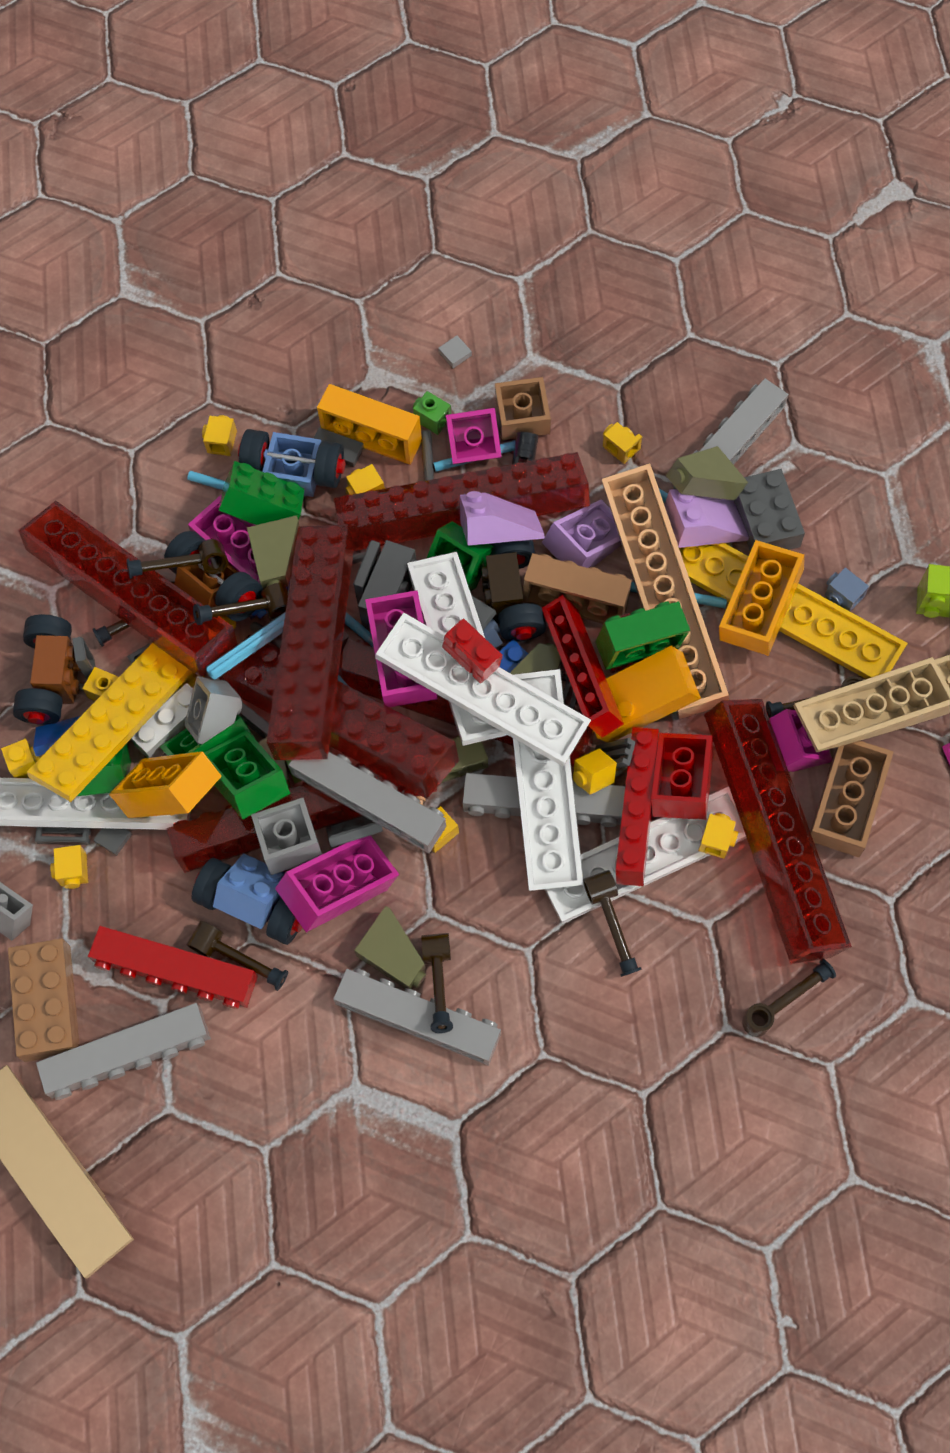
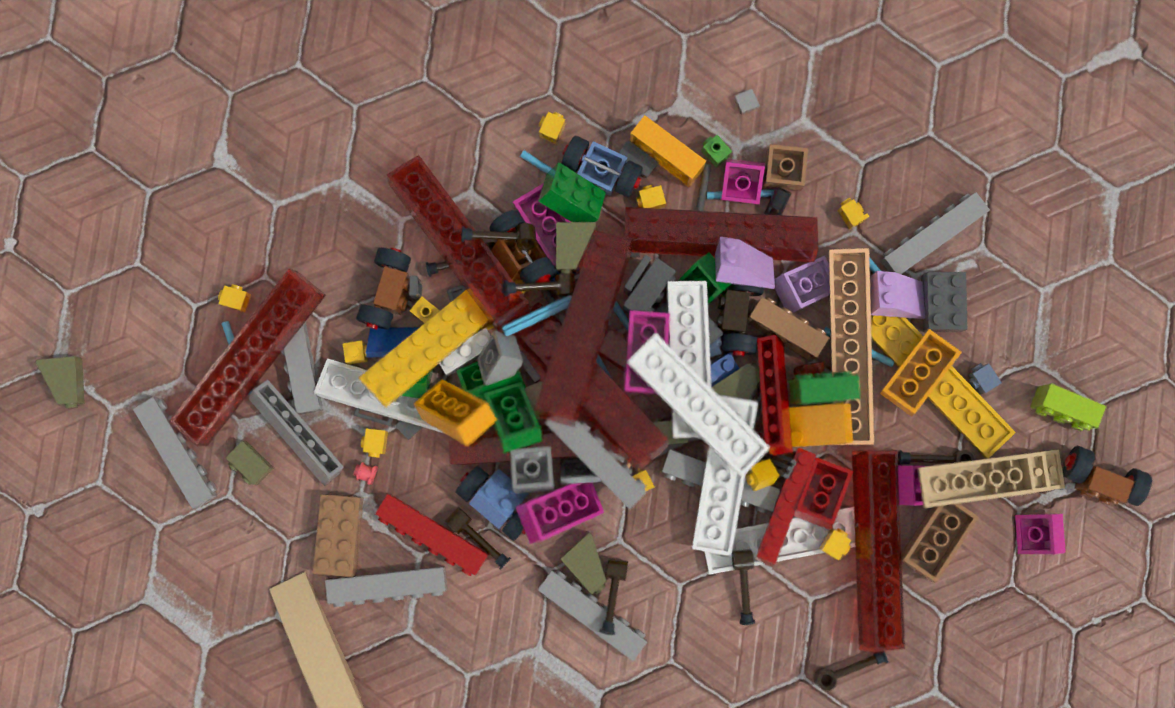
camera: 10 degrees right, 15 degrees up
(66, 909) = (365, 473): none -> coral brick
(472, 650) = (698, 379): red brick -> none
(707, 475) = (909, 267): olive slope -> none

